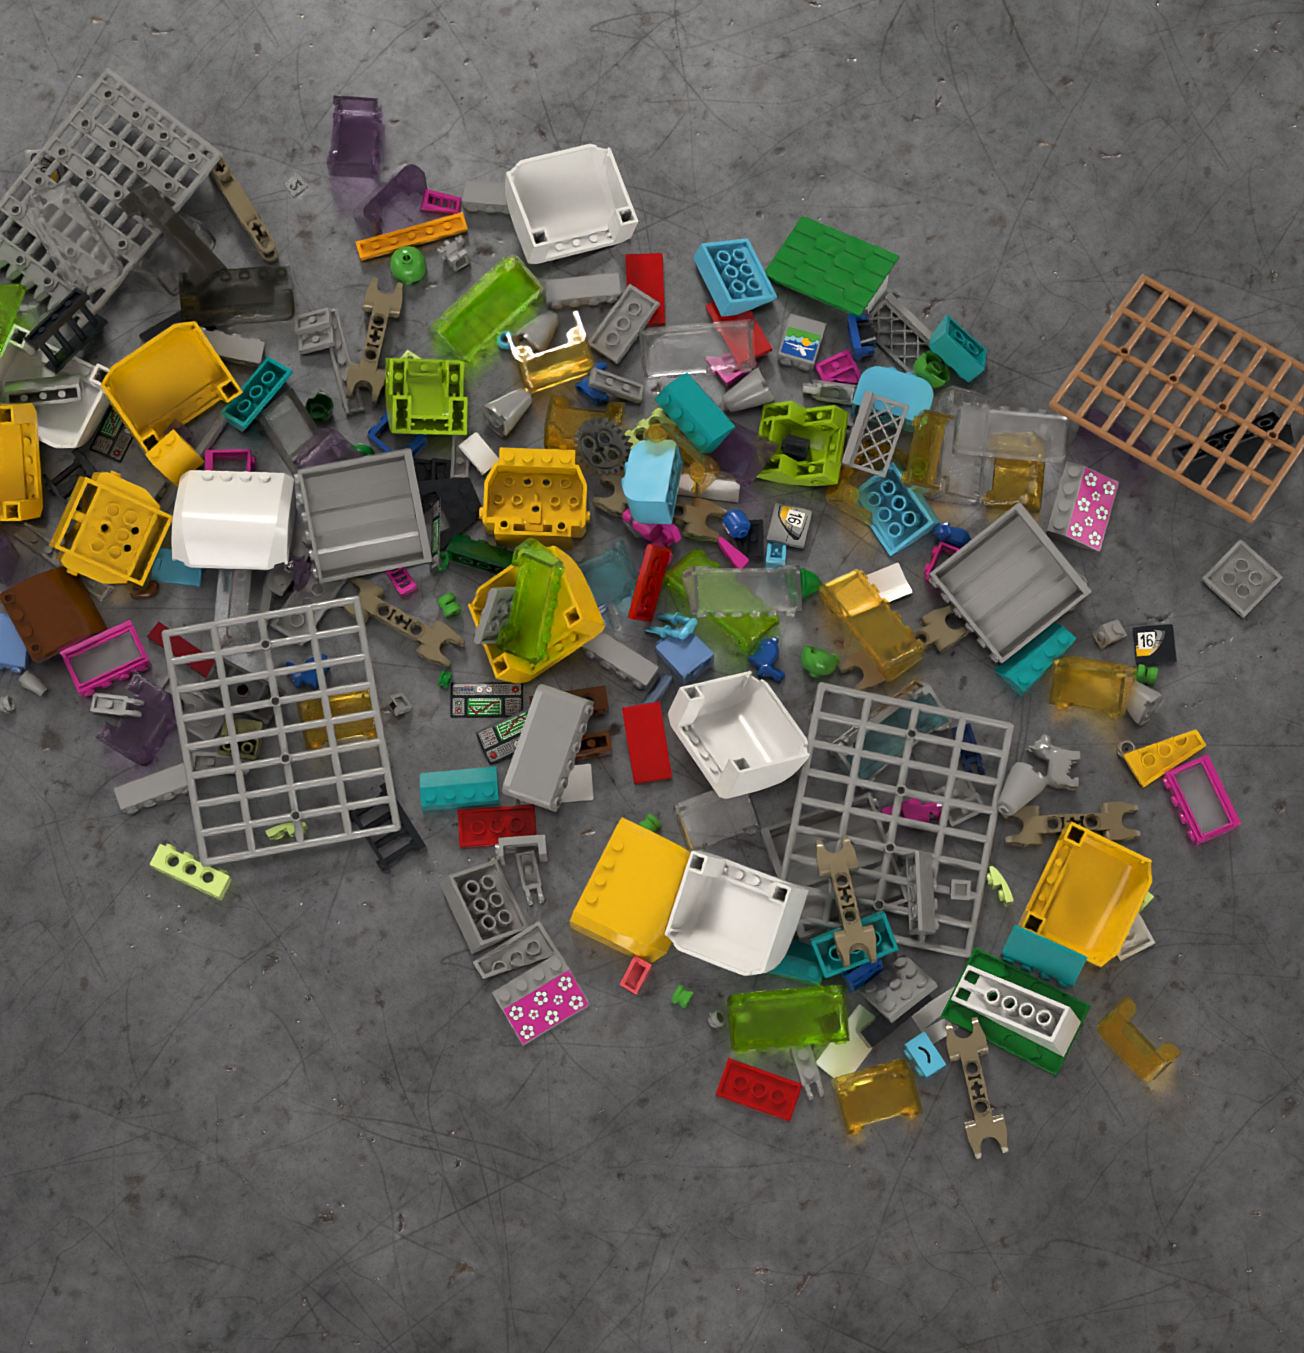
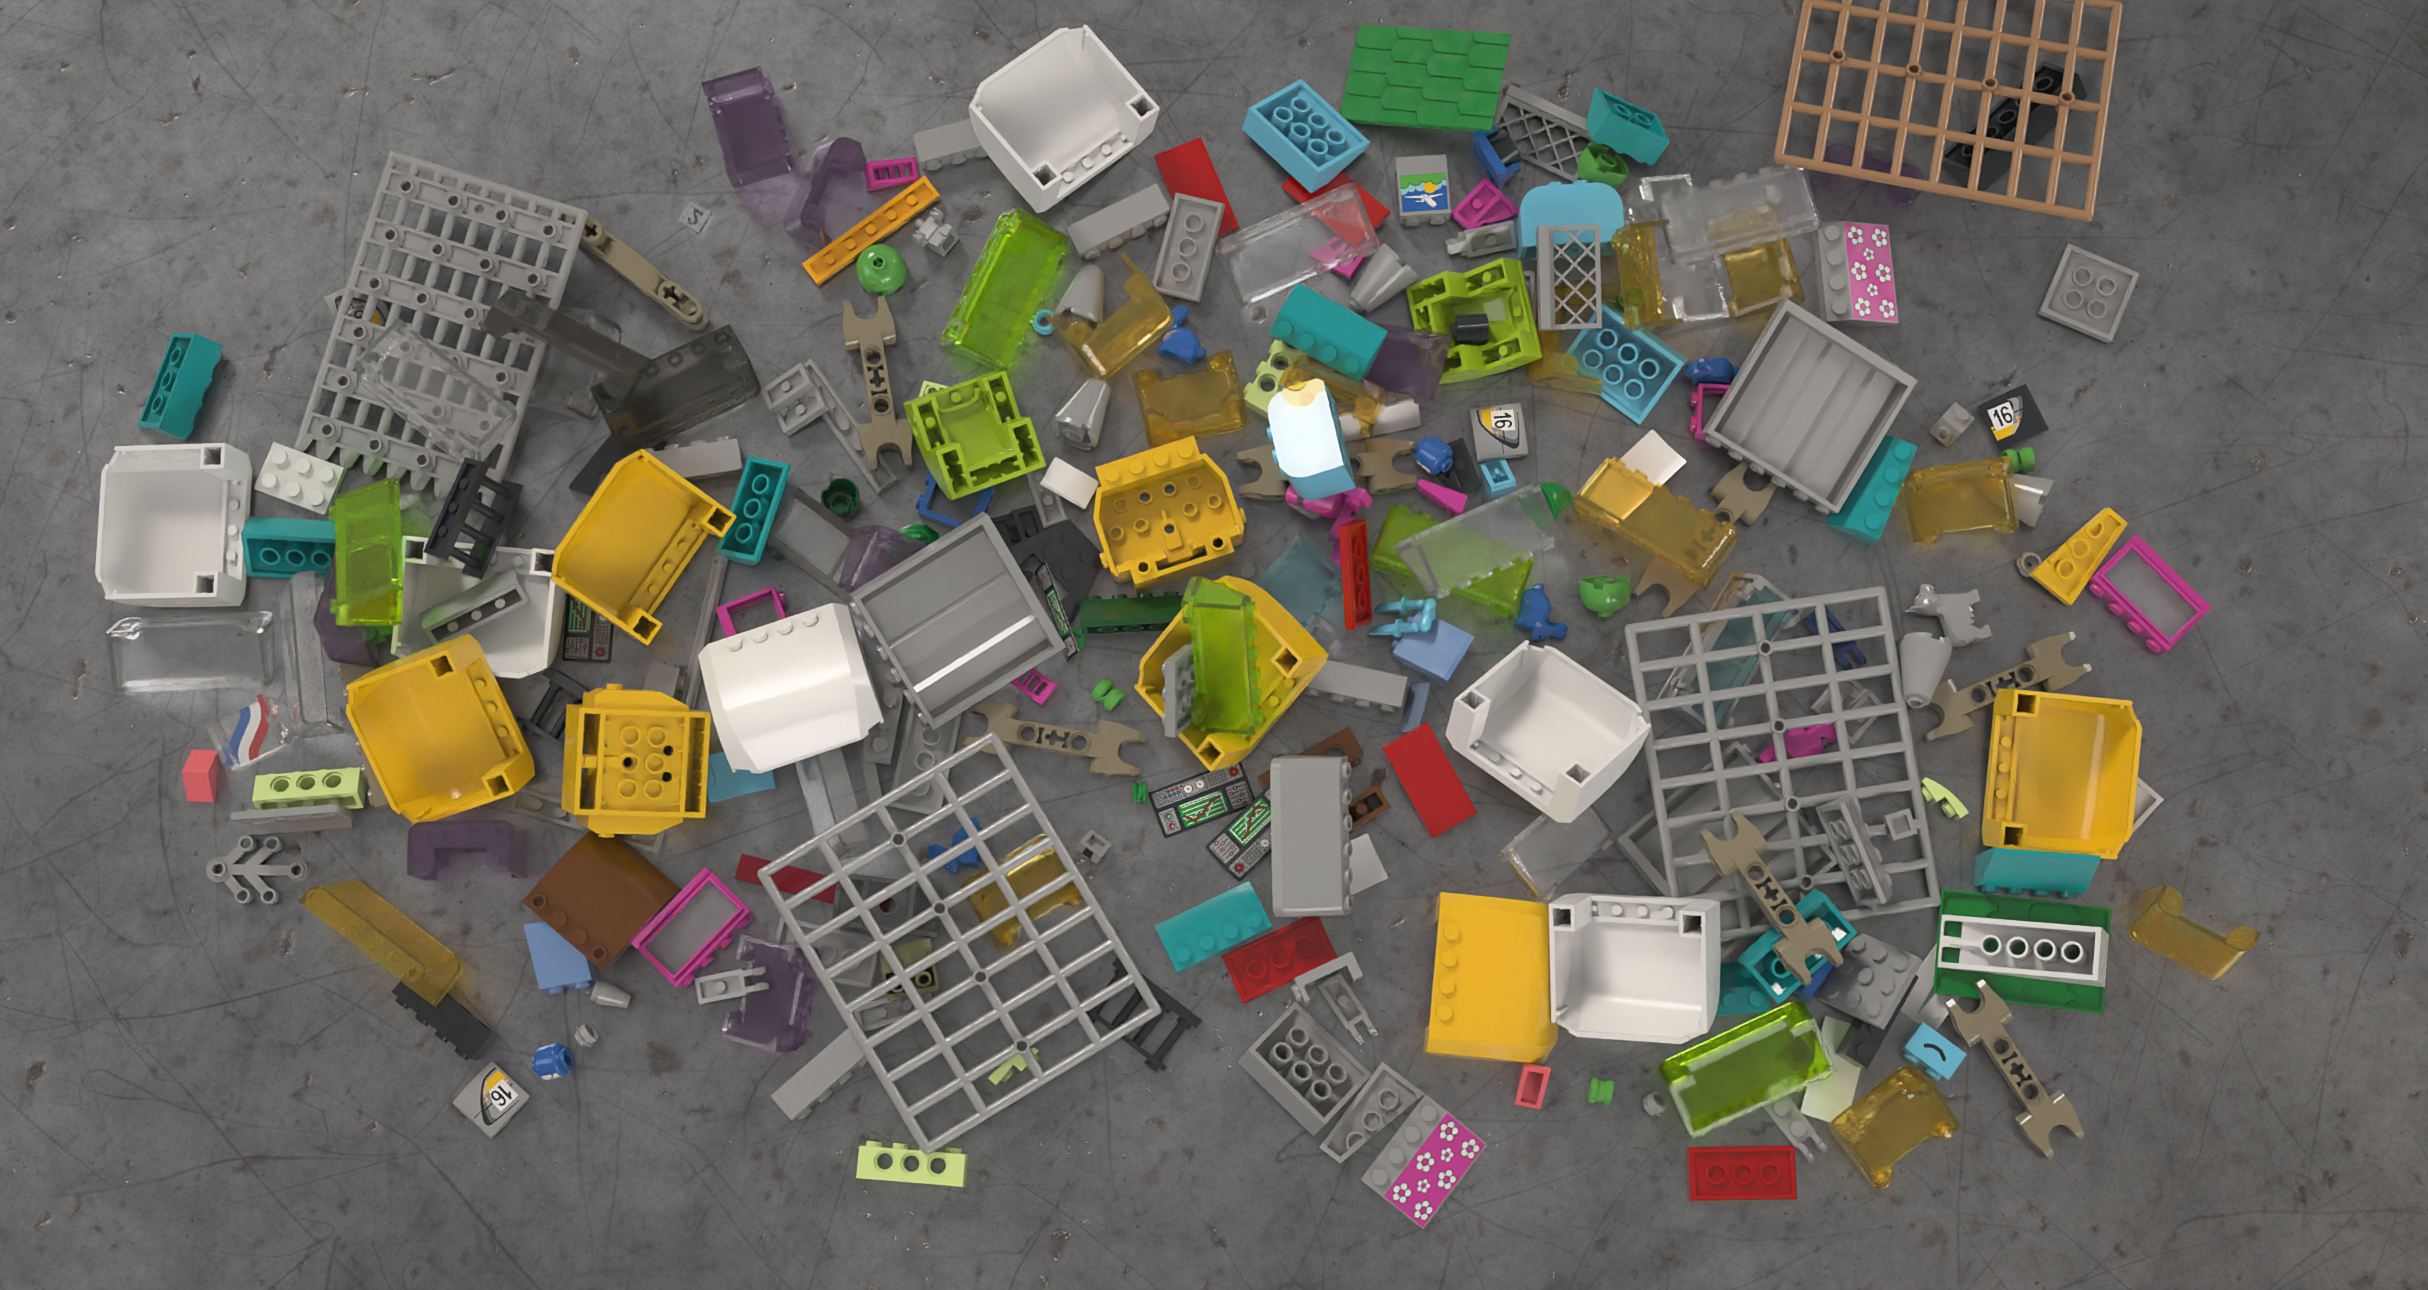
camera: 20 degrees left, 5 degrees up
(148, 592) = (715, 817): reddish brown arm -> none
(174, 457) = (680, 634): yellow brick -> none
(183, 431) = (673, 599): bracket -> none
(301, 573) = (903, 722): clear purple bracket -> none
(602, 445) = (1227, 417): dark grey gear -> none
(616, 385) = (1210, 331): light grey tile -> none
(650, 823) = (1473, 884): bright green wheel -> none

